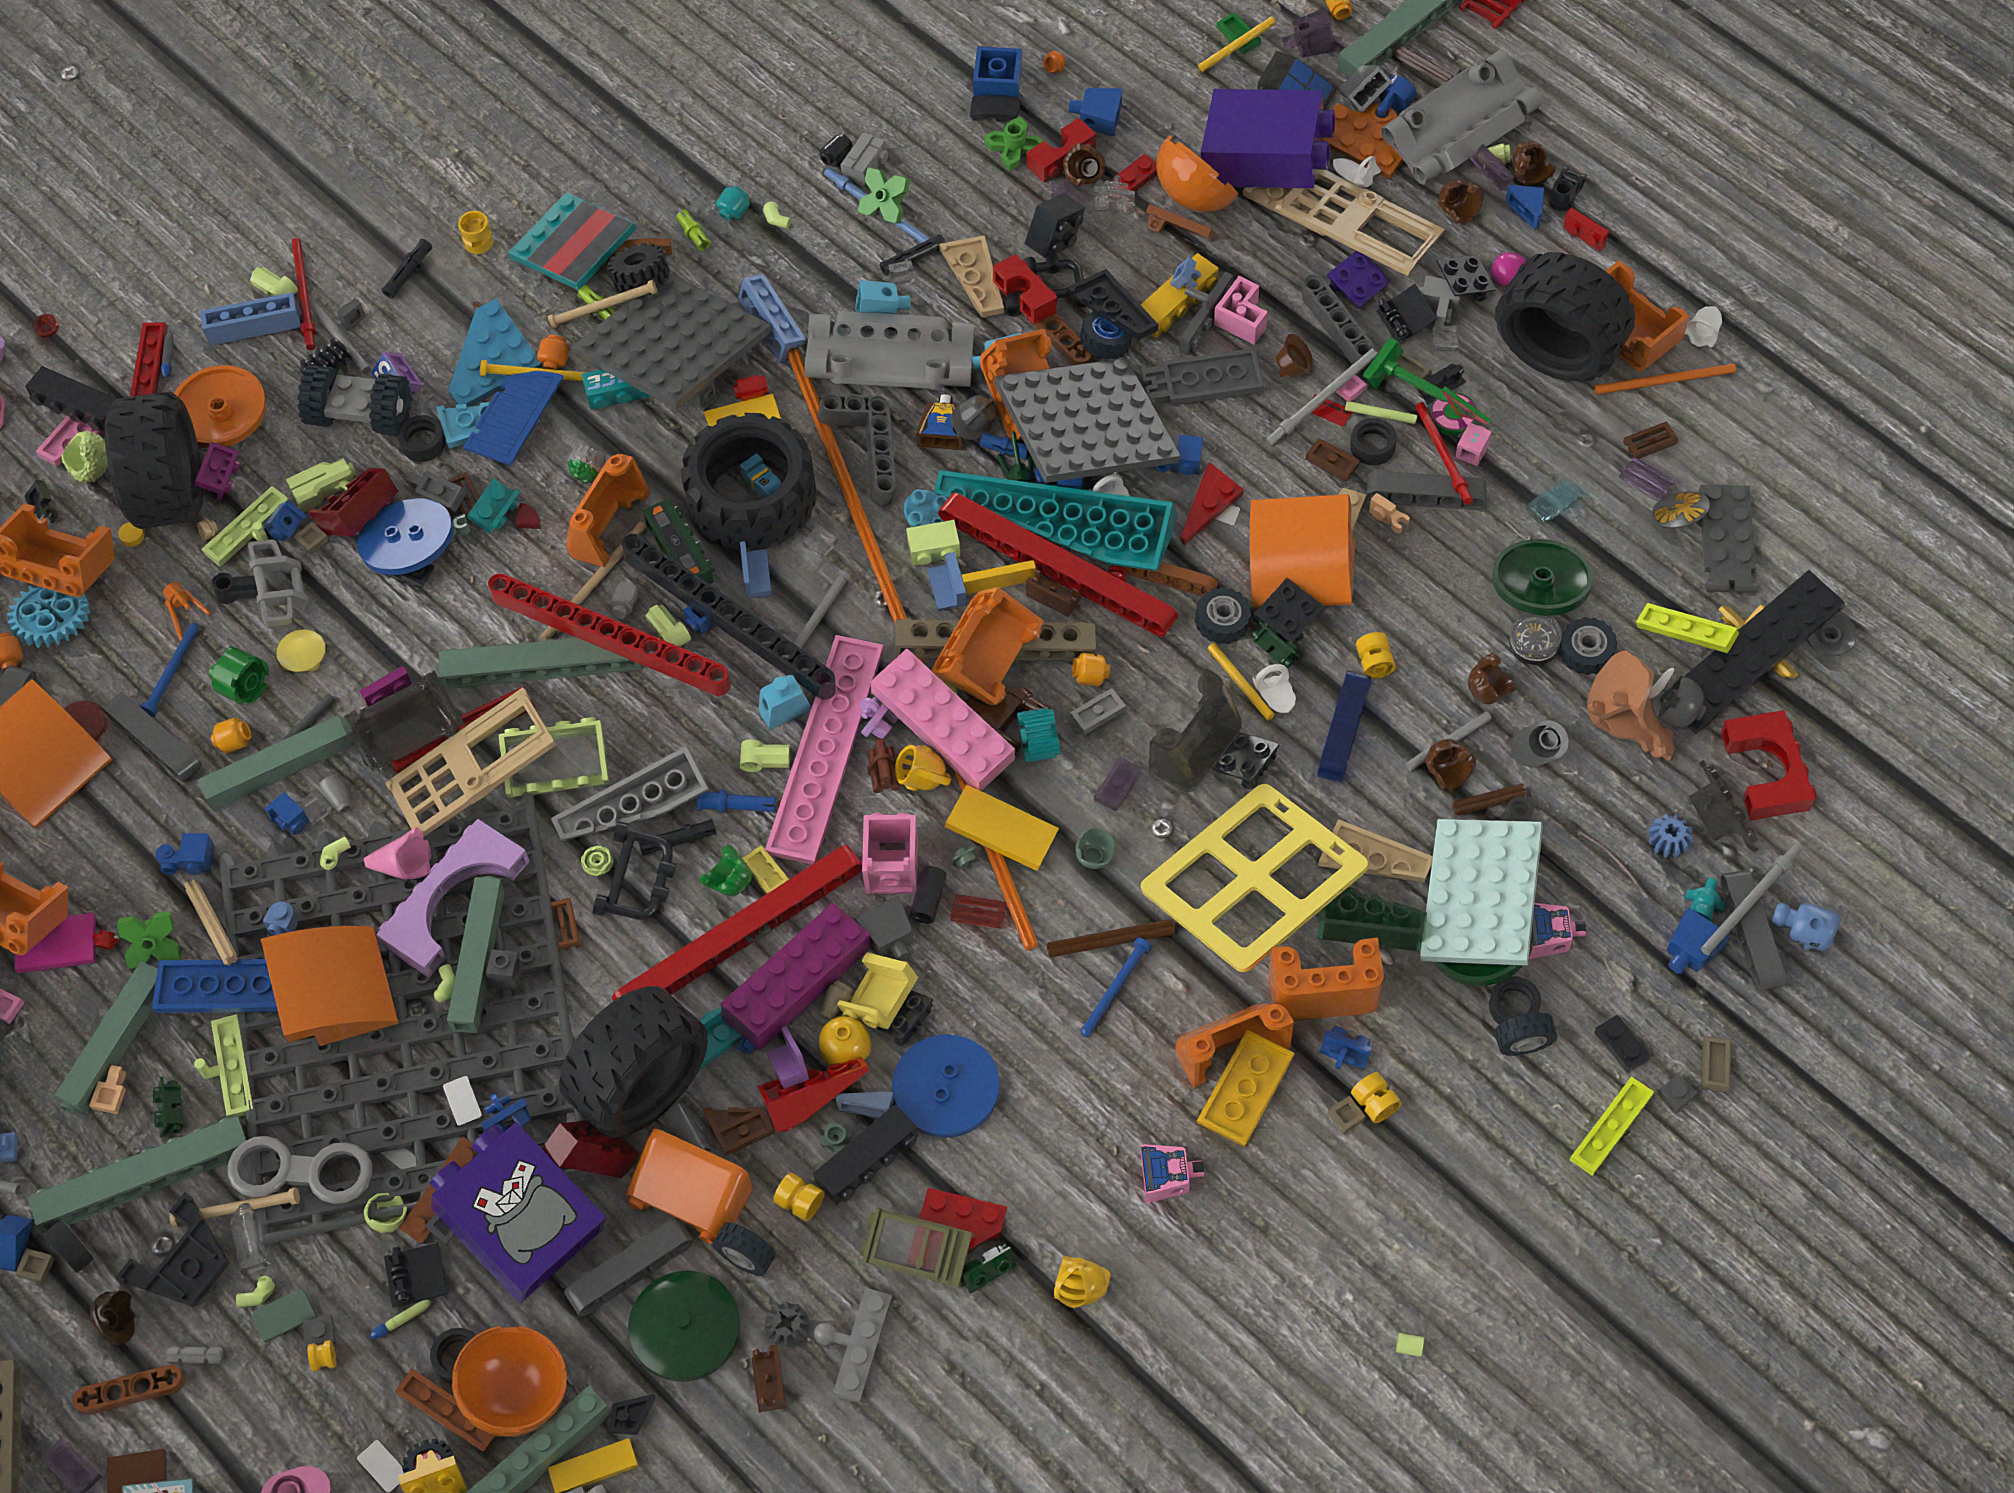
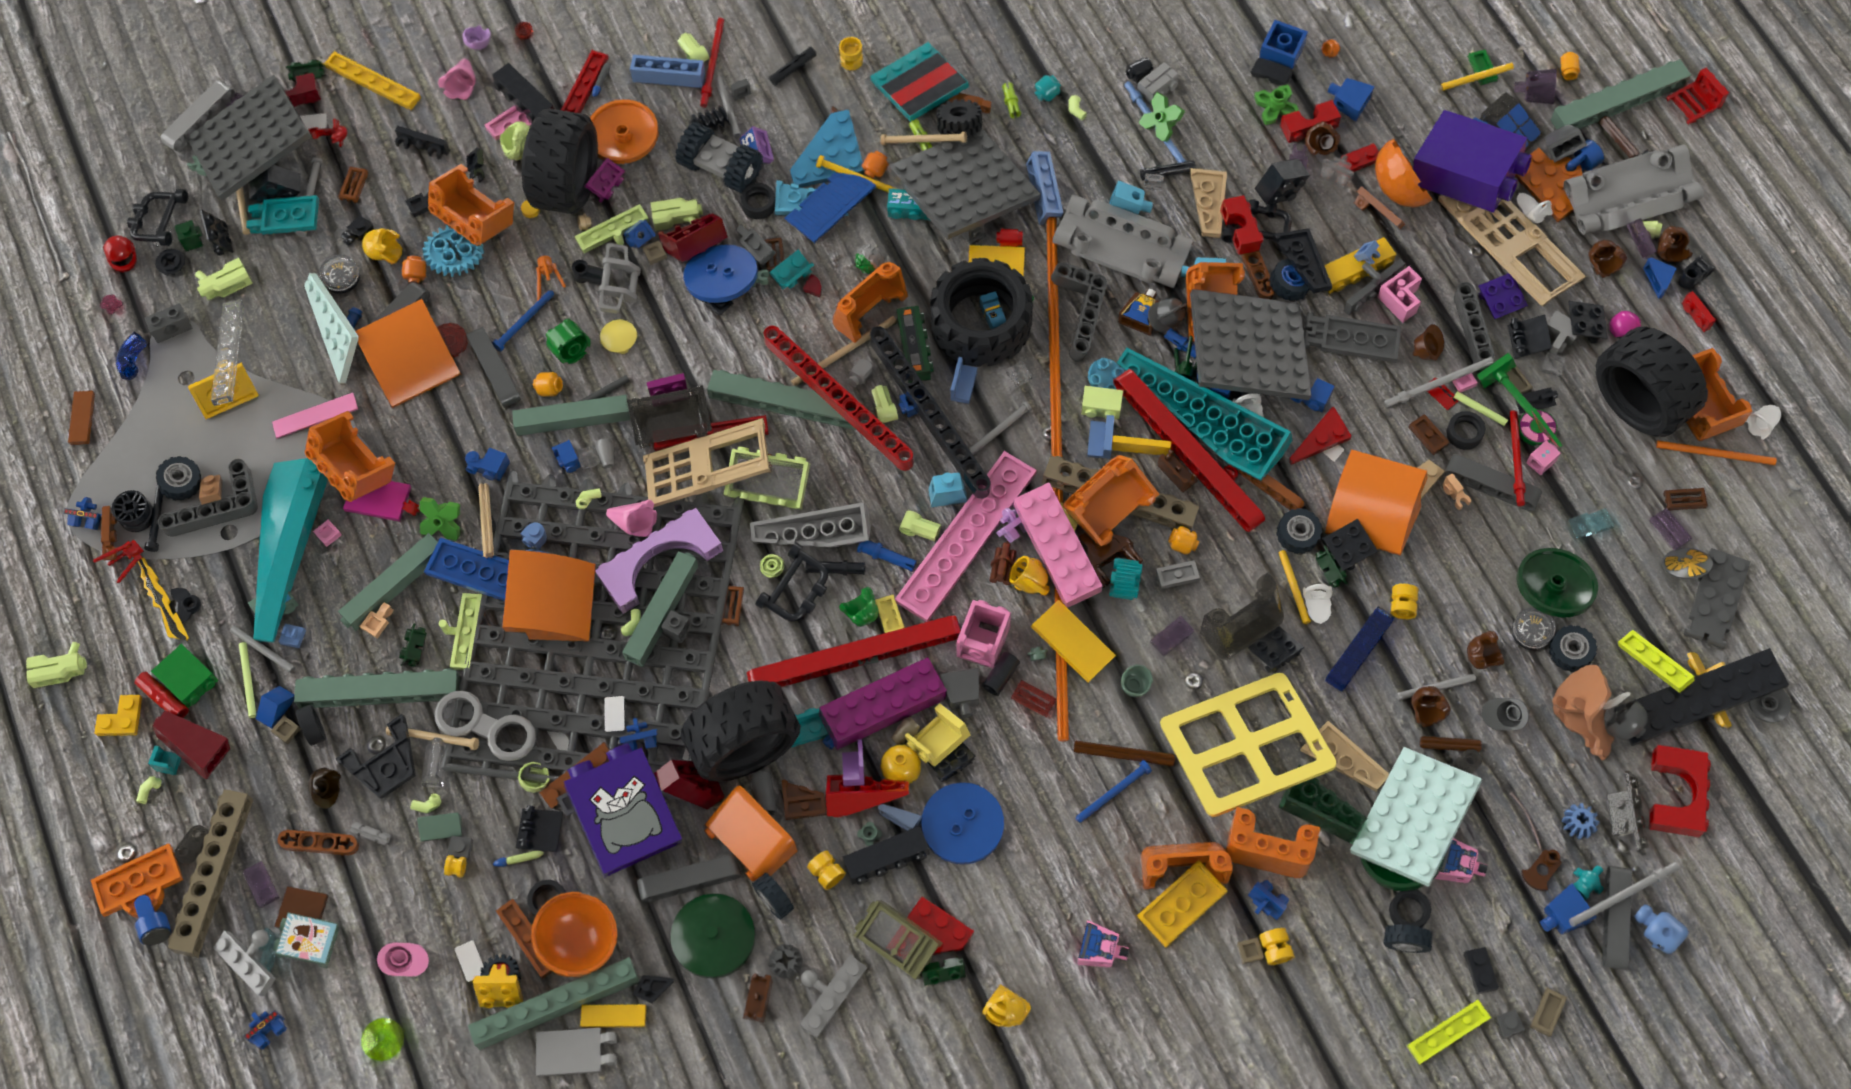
camera: 20 degrees right, 5 degrees up
(1648, 920) = (1538, 881): none -> reddish brown piece

